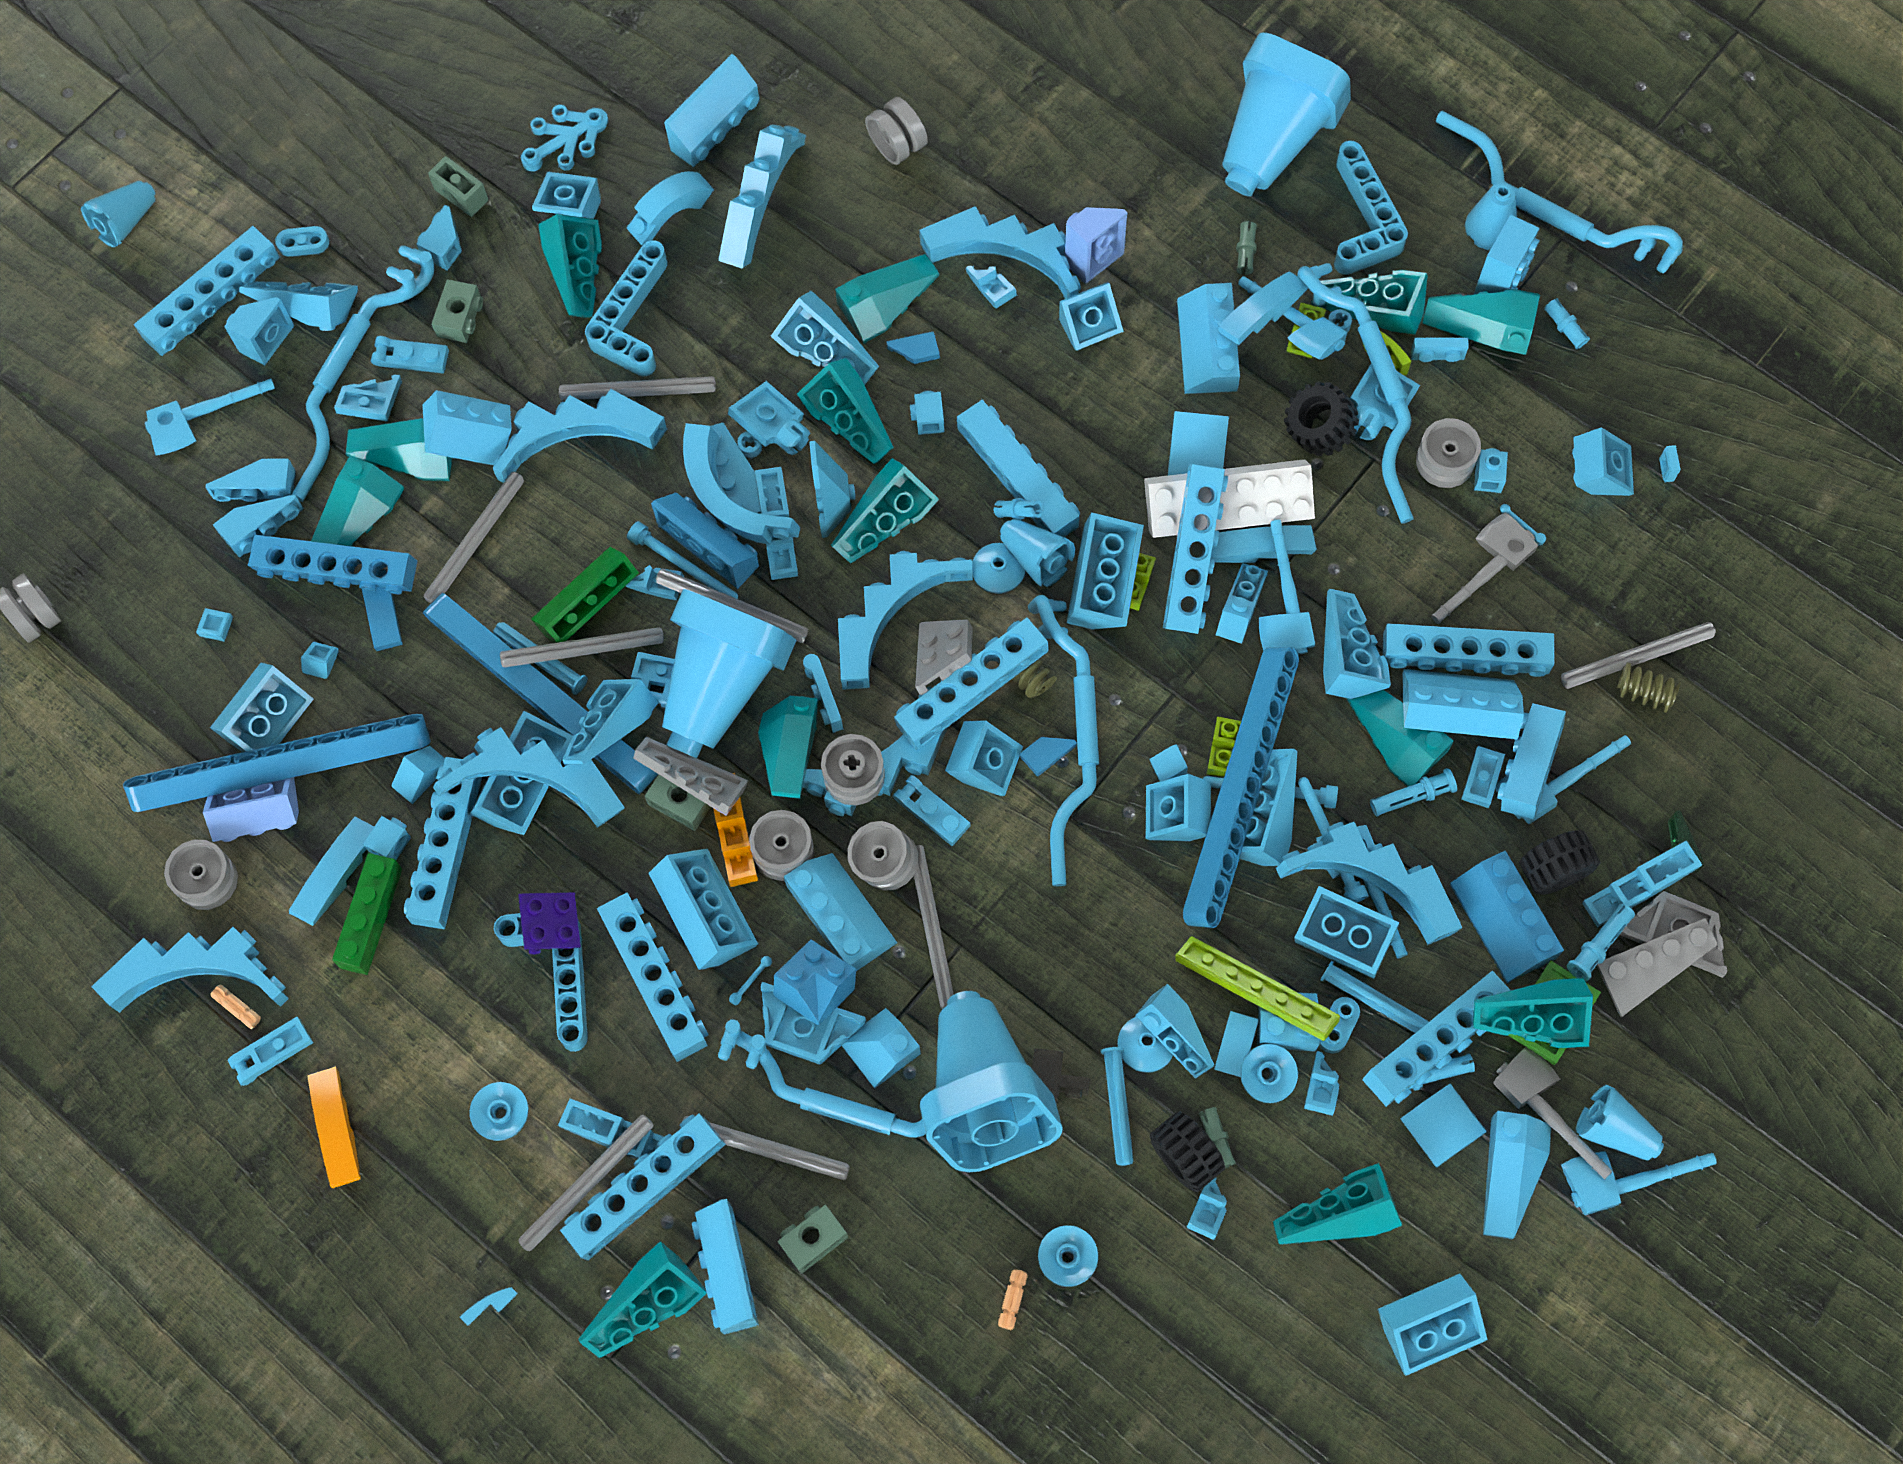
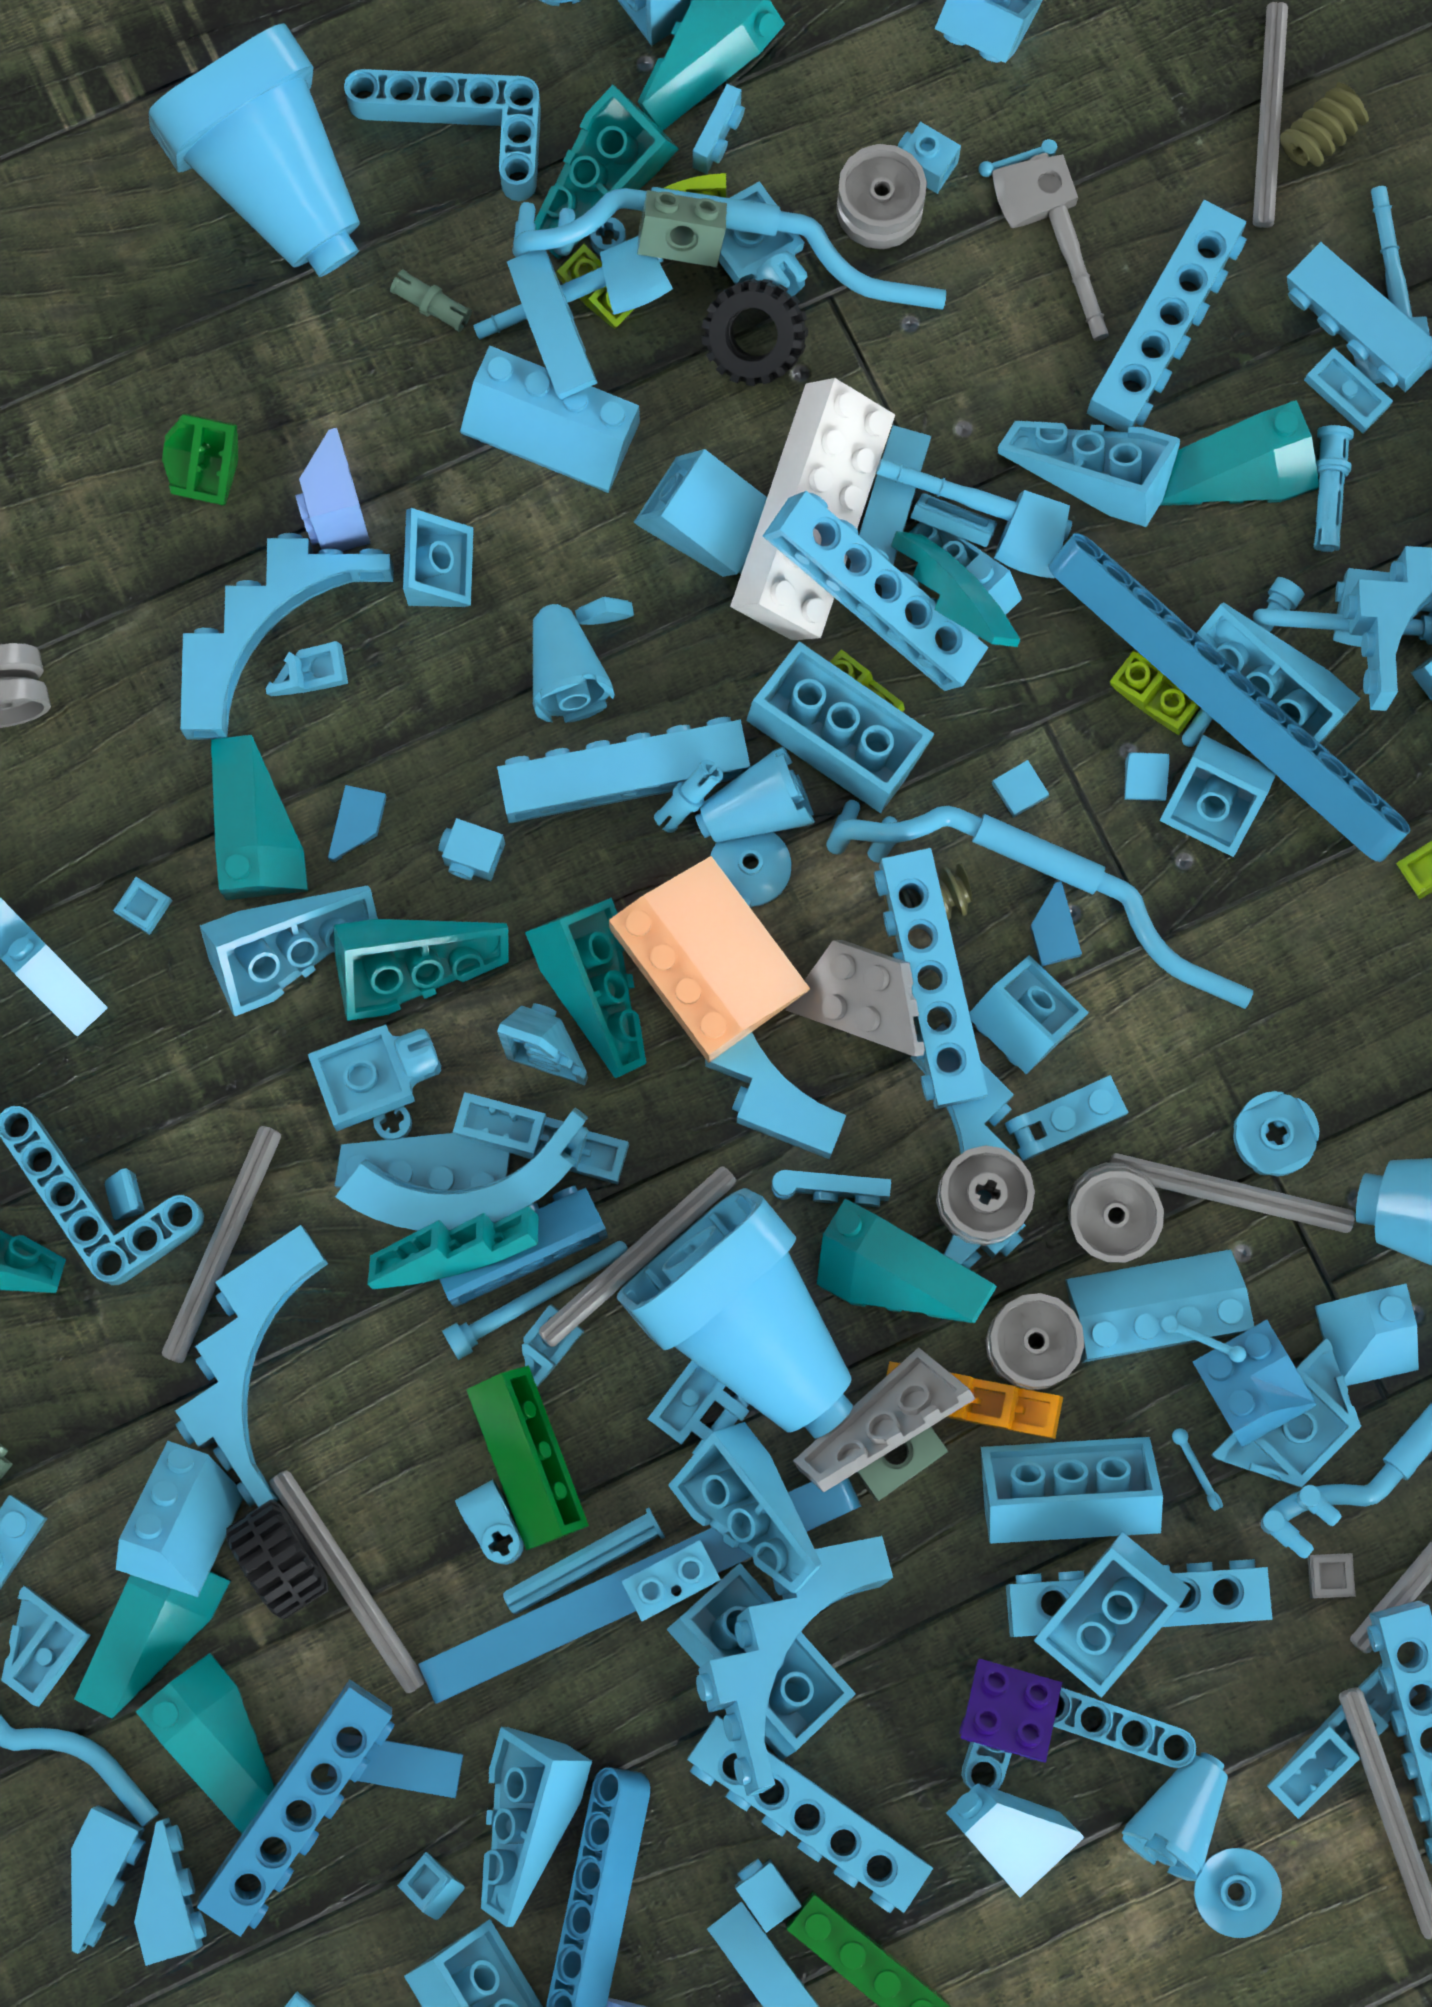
camera: 70 degrees left, 10 degrees up
(393, 691) = (534, 1801): none -> medium azure wedge
(417, 773) = (682, 1807): medium azure slope -> none
(466, 487) = (277, 1559): none -> black tyre
(477, 958) = (1014, 1834): none -> slope
(531, 1055) = (1180, 1818): none -> medium azure cone
(536, 686) = (652, 1587): none -> medium azure window
(537, 595) = (488, 1516): none -> medium azure piece
(581, 647) = (605, 1496): light grey axle -> none
(634, 954) = (1112, 1614): none -> medium azure slope
(643, 327) = (124, 1195): none -> medium azure slope
(681, 495) = (443, 1253): none -> teal slope
(720, 1088) = (1331, 1575): none -> light grey tile
(811, 263) = (142, 905): none -> medium azure tile
(825, 912) = (1170, 1324): none -> medium azure hinge
(923, 556) = (708, 957): none -> light nougat slope
(980, 920) = (1266, 1155): none -> medium azure plate
(1061, 411) = (566, 668): none -> medium azure cone
(1085, 175) = (201, 458): none -> green slope
(1109, 420) = (604, 611): none -> medium azure tile
(1123, 696) = (1020, 788): none -> medium azure tile
(1218, 595) = (961, 593): none -> teal slope
(1269, 584) = (954, 520): none -> medium azure tile
(1358, 346) = (682, 228): none -> sand green brick
(1462, 704) = (1246, 361): medium azure slope -> none

